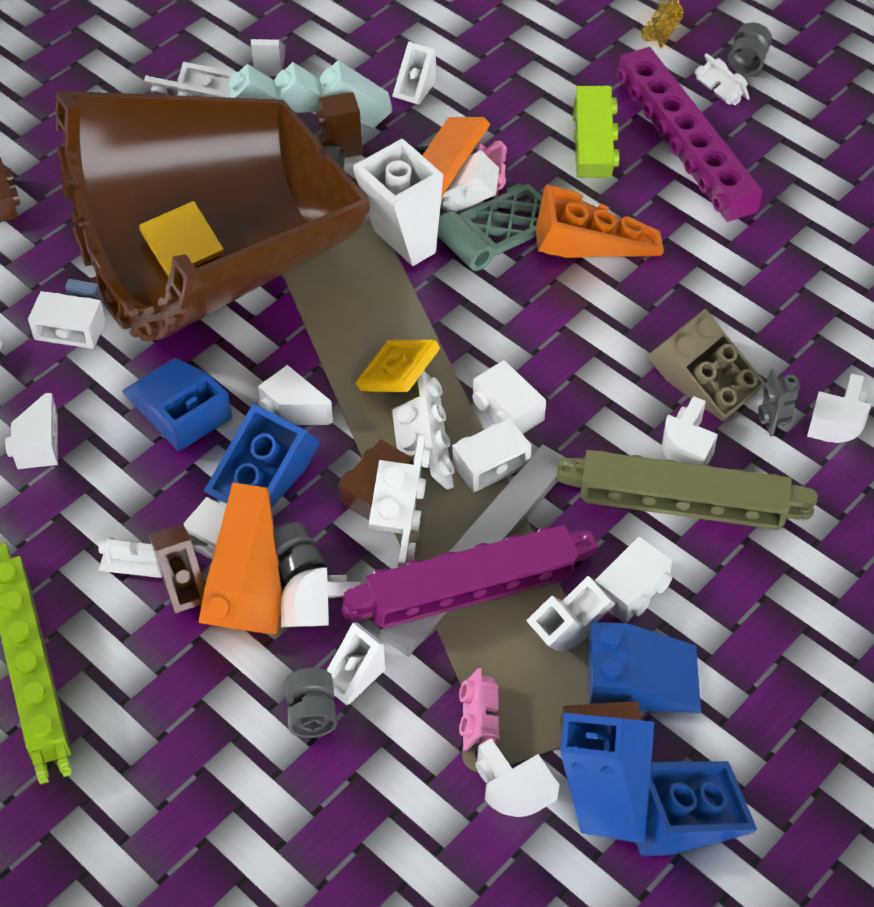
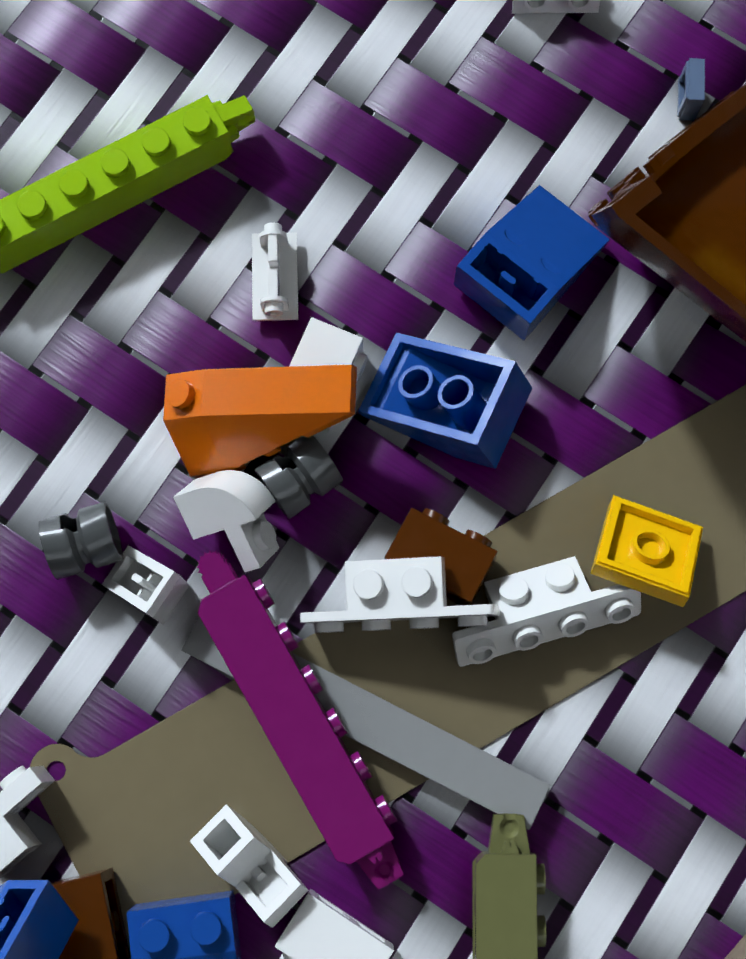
camera: 80 degrees right, 25 degrees up
(35, 435) = (442, 97): white slope -> none
(67, 319) = (645, 79): white brick -> none
(178, 567) = (240, 326): reddish brown brick -> none
(295, 399) = (562, 412): white slope -> none
(478, 696) = (79, 760): bright pink hinge -> none
(491, 455) = (516, 712): white brick -> none
(507, 396) = (622, 722): white brick -> none

